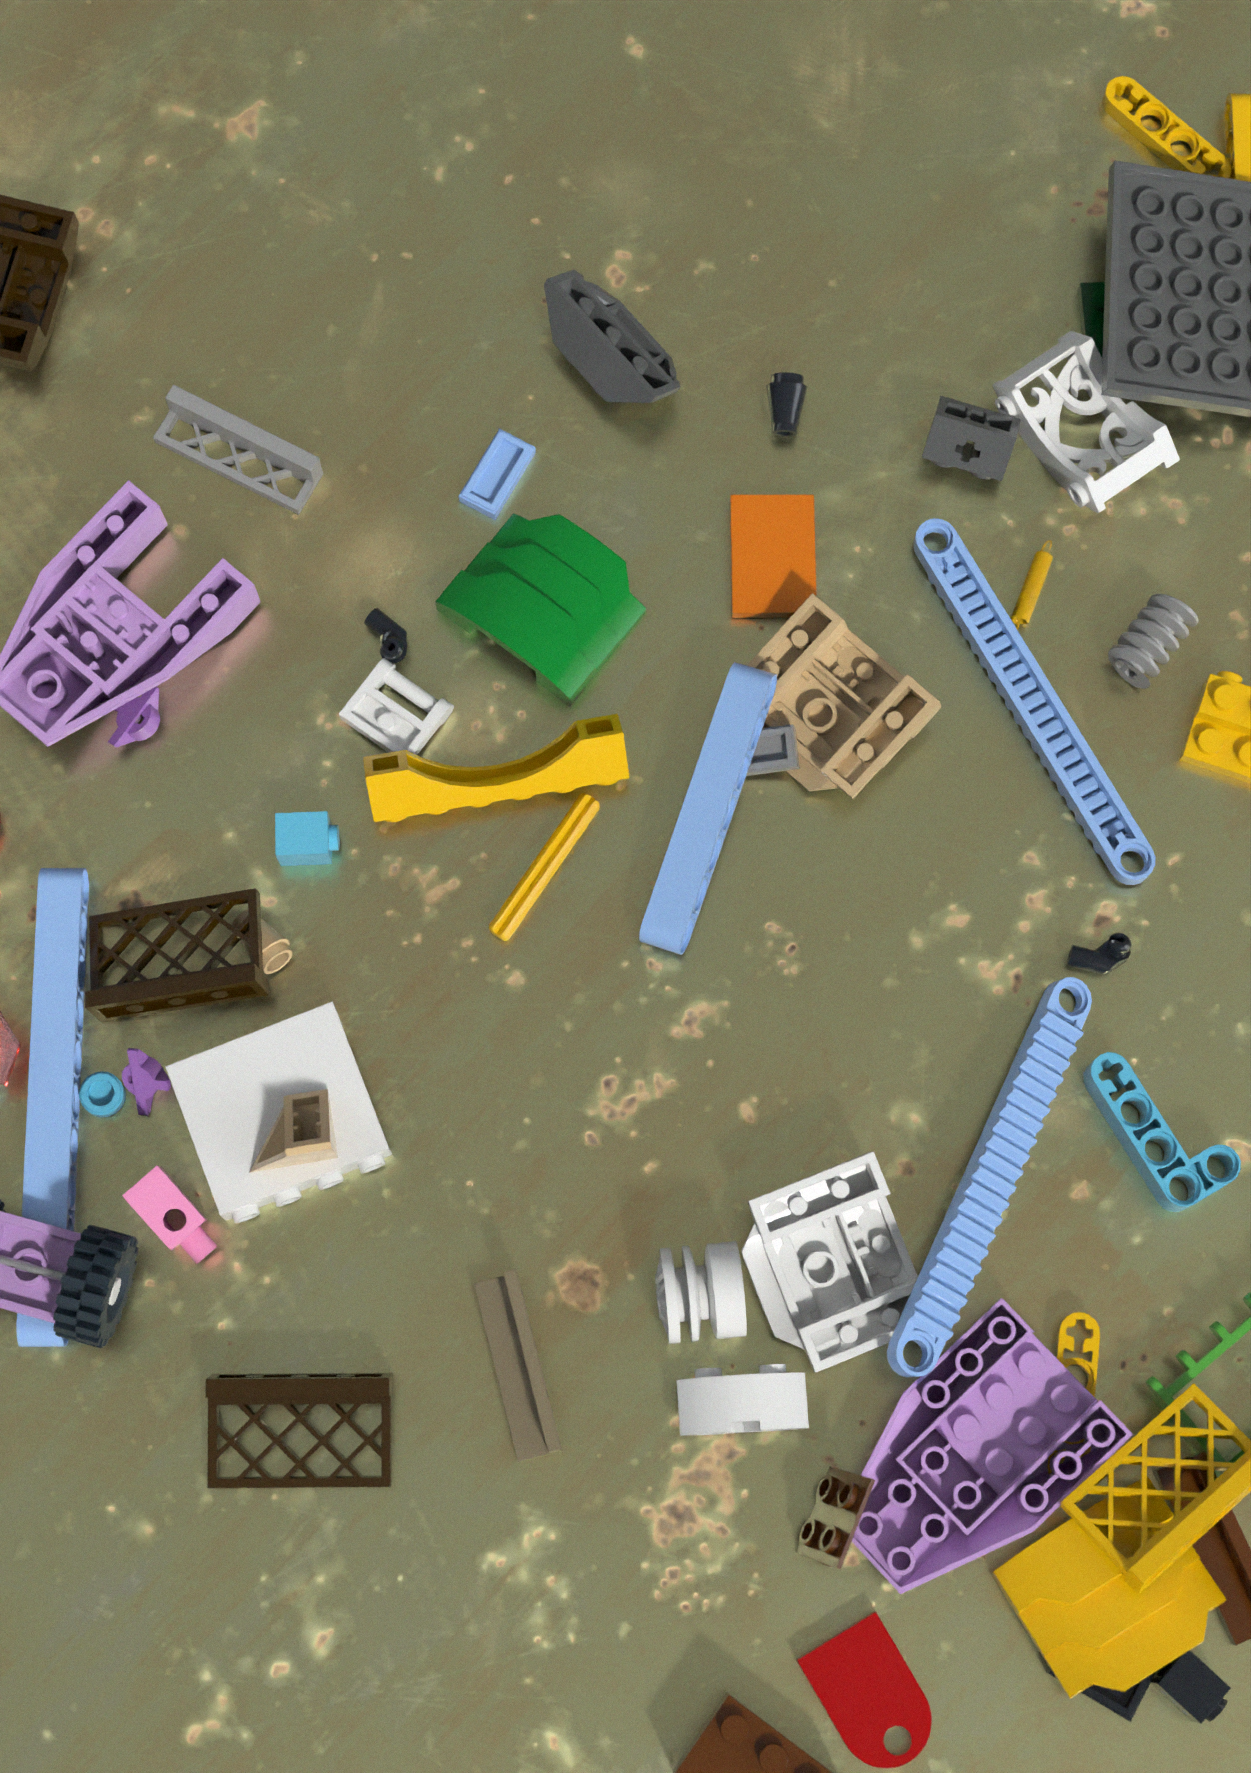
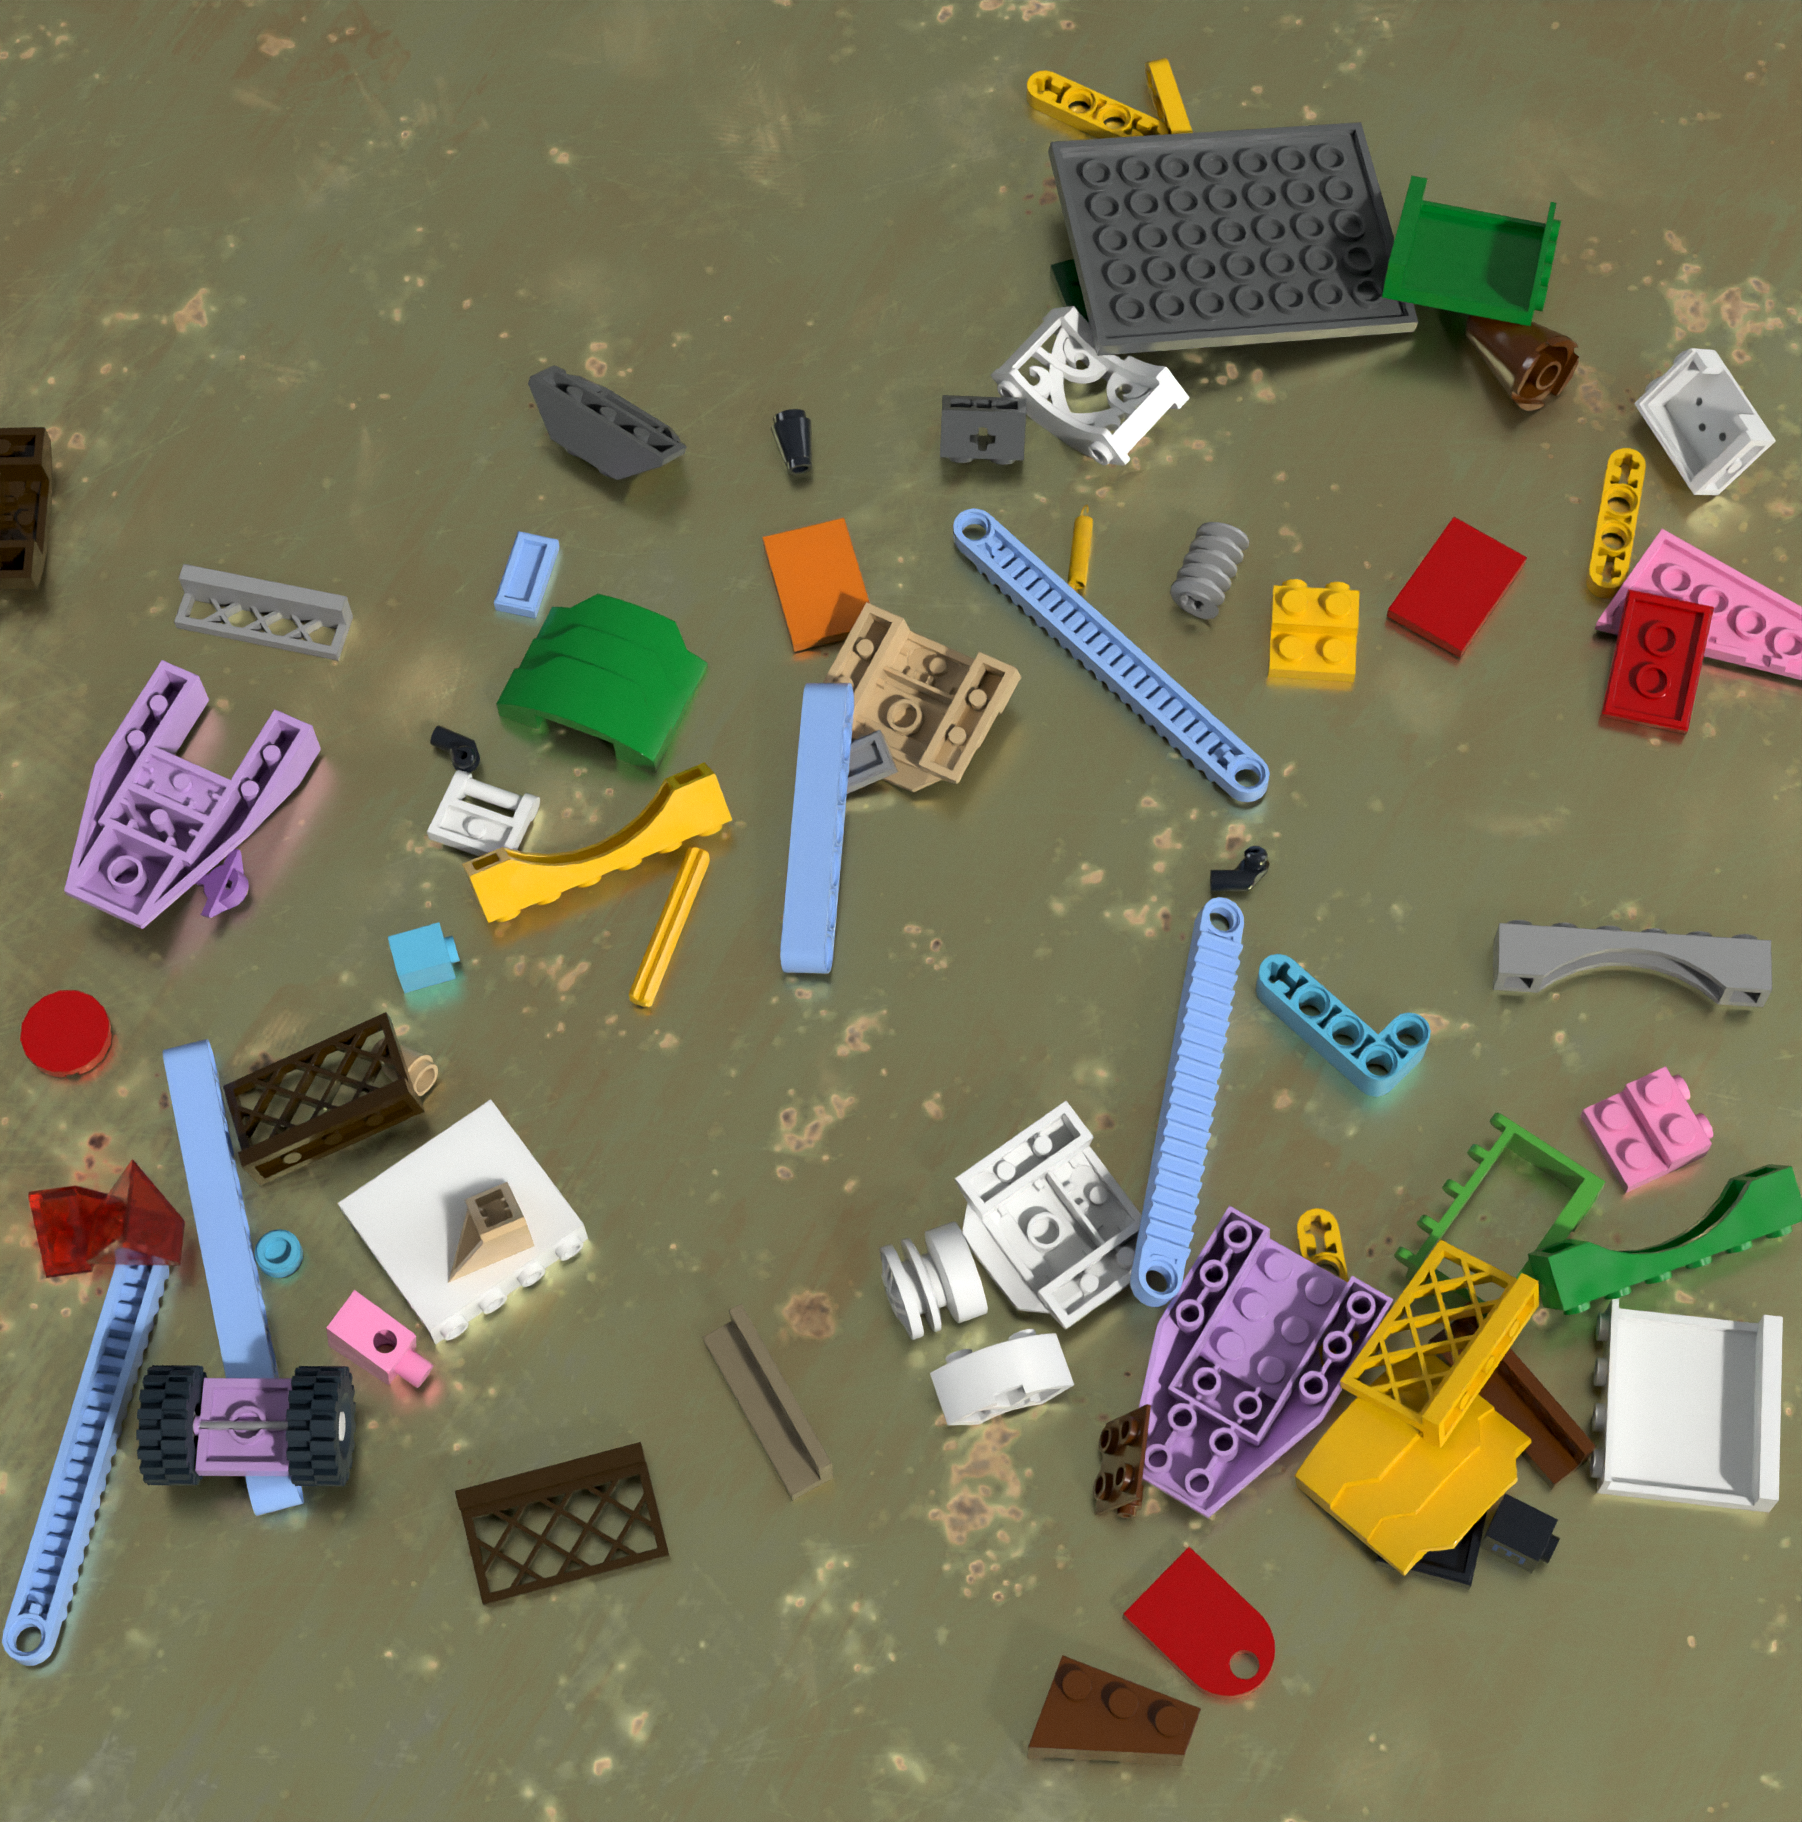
camera: 10 degrees left, 10 degrees down
(143, 1078) = (318, 1224): medium lavender piece -> none

